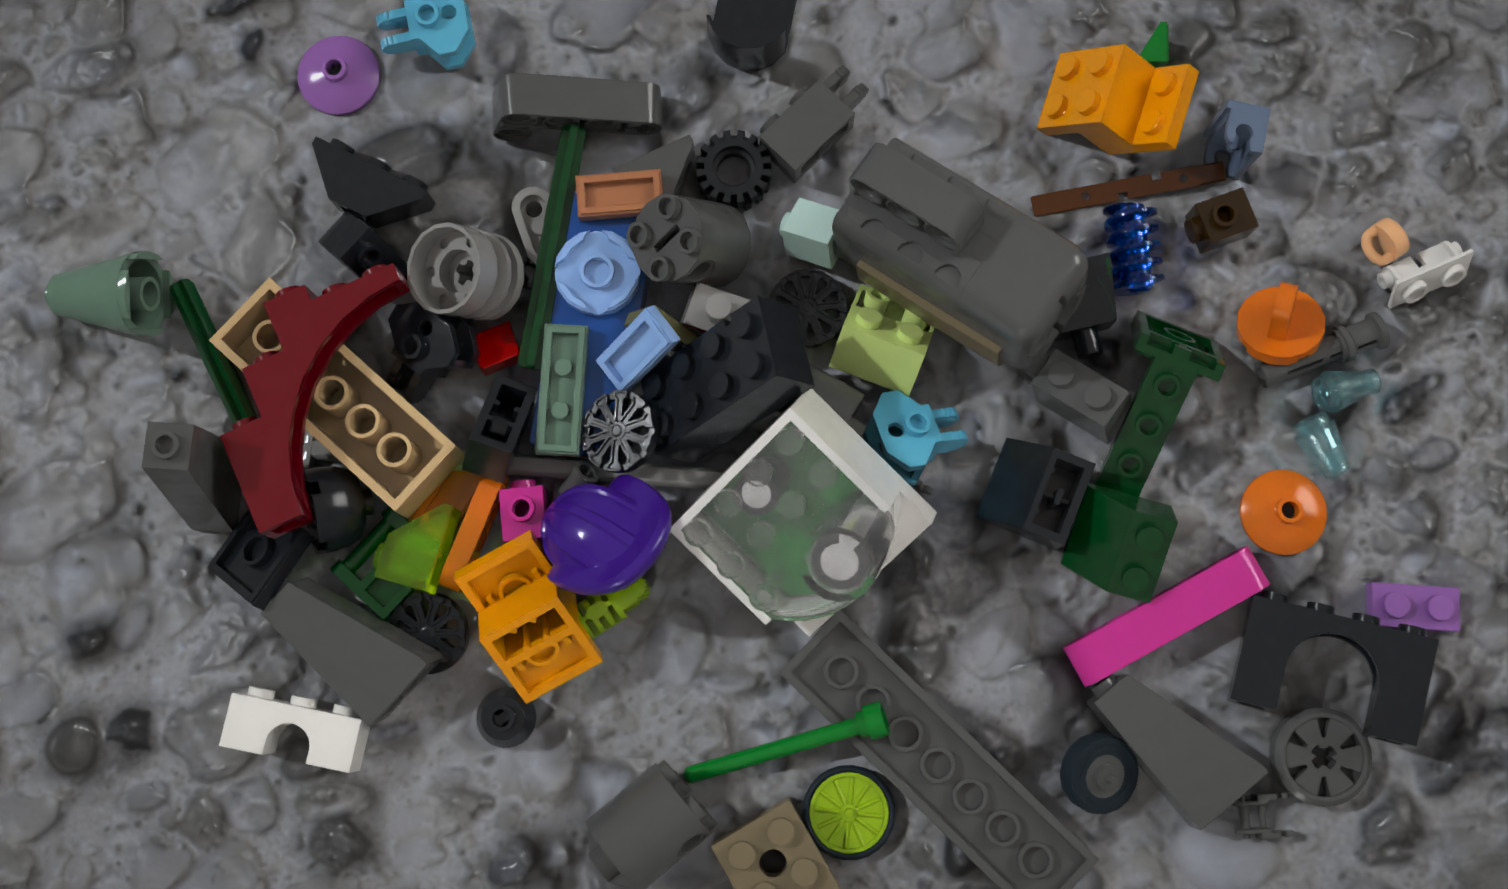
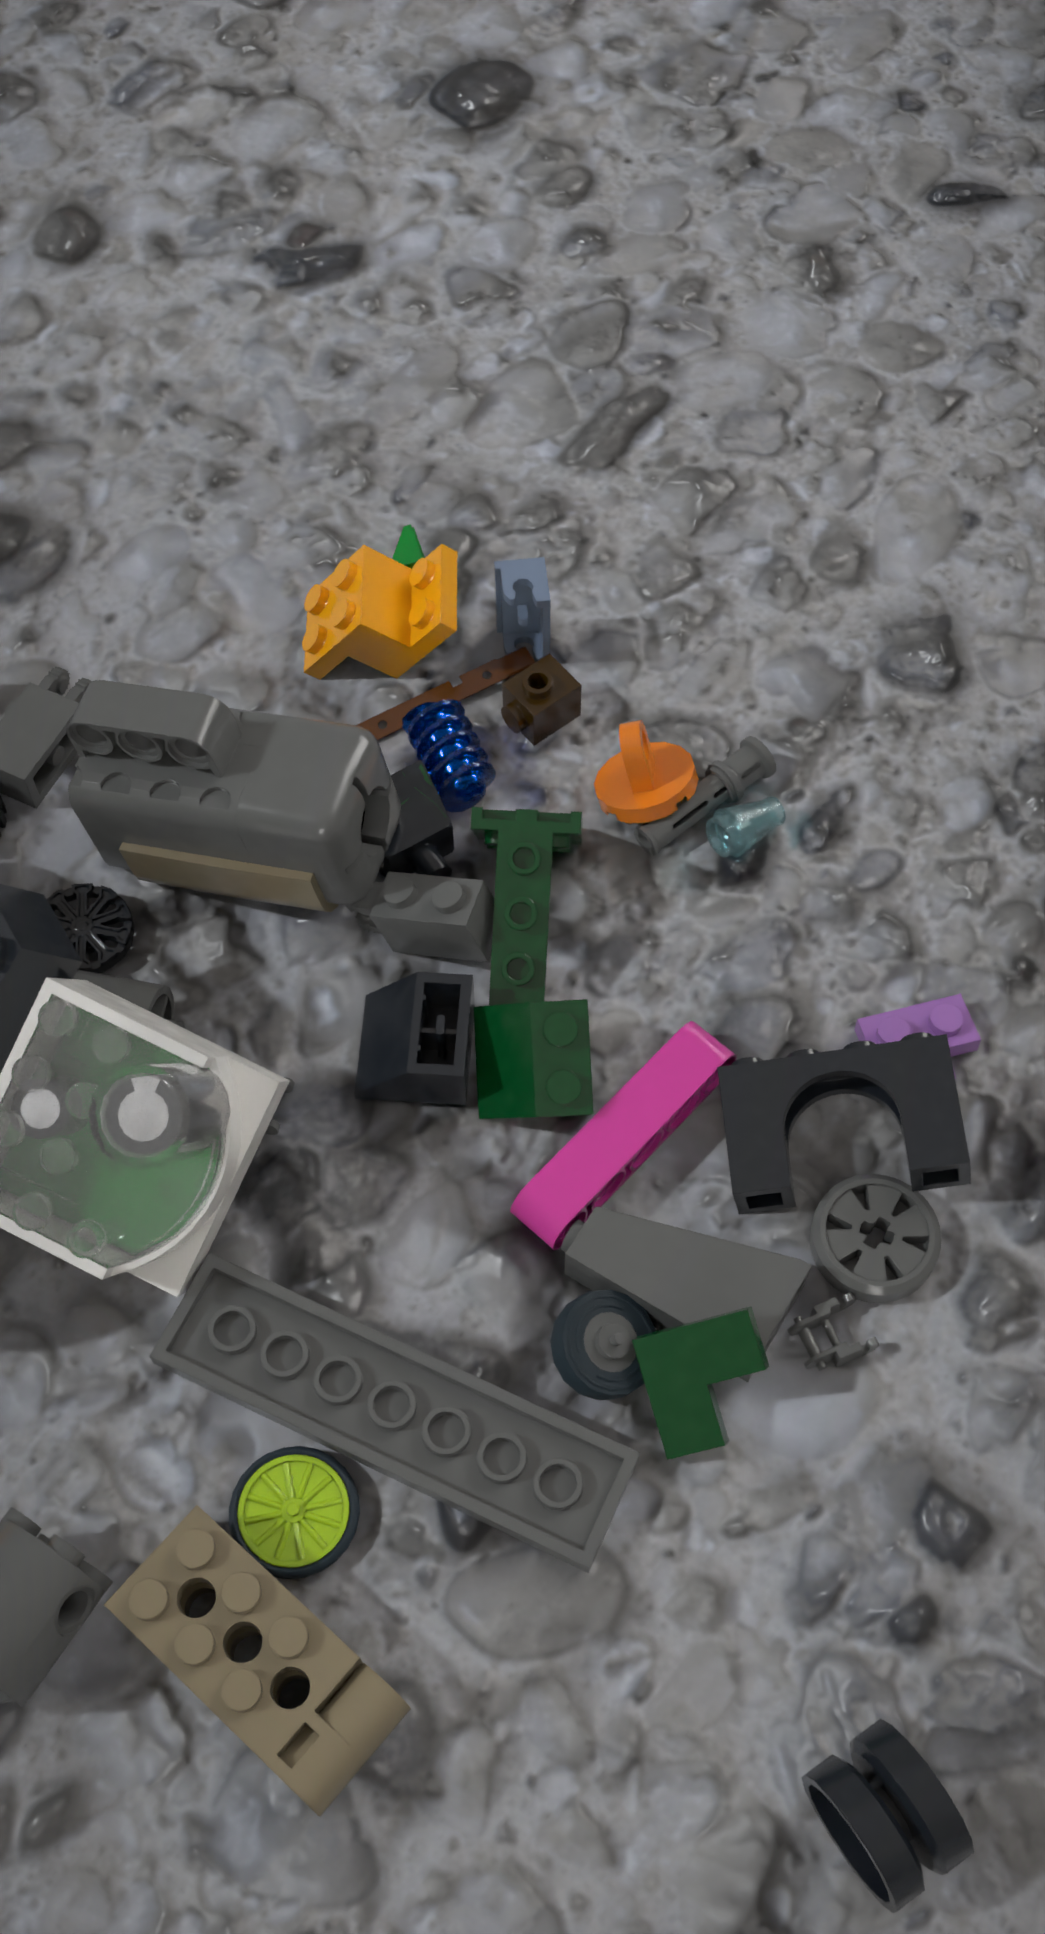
camera: 20 degrees left, 20 degrees down
(809, 233) = (60, 845): light aqua brick -> none
(867, 723) = (280, 1375): green piece -> none
(881, 342) = (181, 934): yellowish green slope -> none
(911, 433) = (248, 1016): medium azure hinge -> none
(1151, 813) = (680, 1372): none -> dark green tile
(1263, 515) = (722, 1000): orange dish -> none
(1322, 444) = (741, 890): clear light blue cone -> none
(1387, 239) = (731, 668): light nougat tile -> none
(1440, 267) = (794, 689): white hinge -> none

